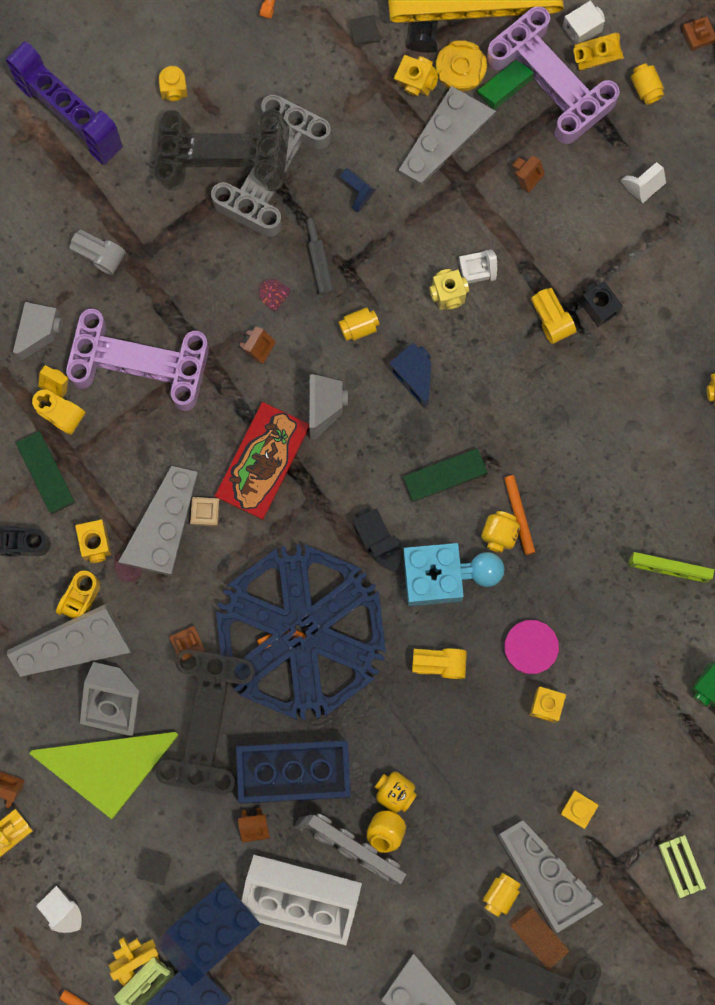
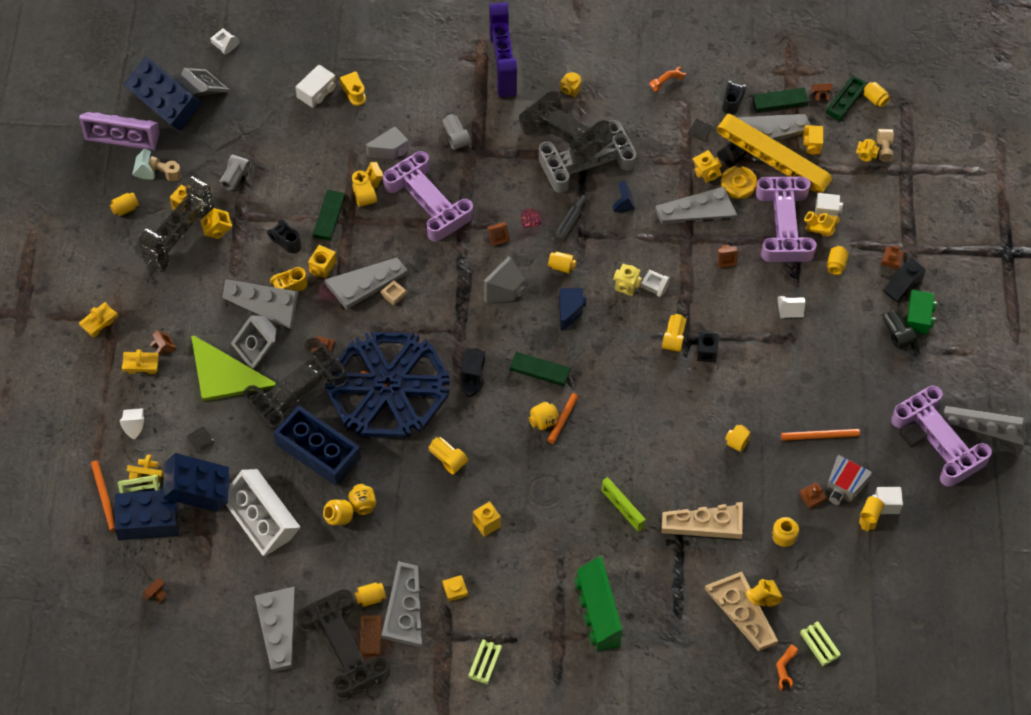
camera: 40 degrees right, 20 degrees down
(253, 827) = (270, 458): dark orange tile -> none
(262, 461) = (446, 291): tile -> none
(325, 833) = (303, 478): light grey wing -> none
(485, 570) = (488, 409): medium azure brick -> none
(505, 84) = (755, 207): green slope -> none
(531, 647) = (506, 487): dark pink tile -> none

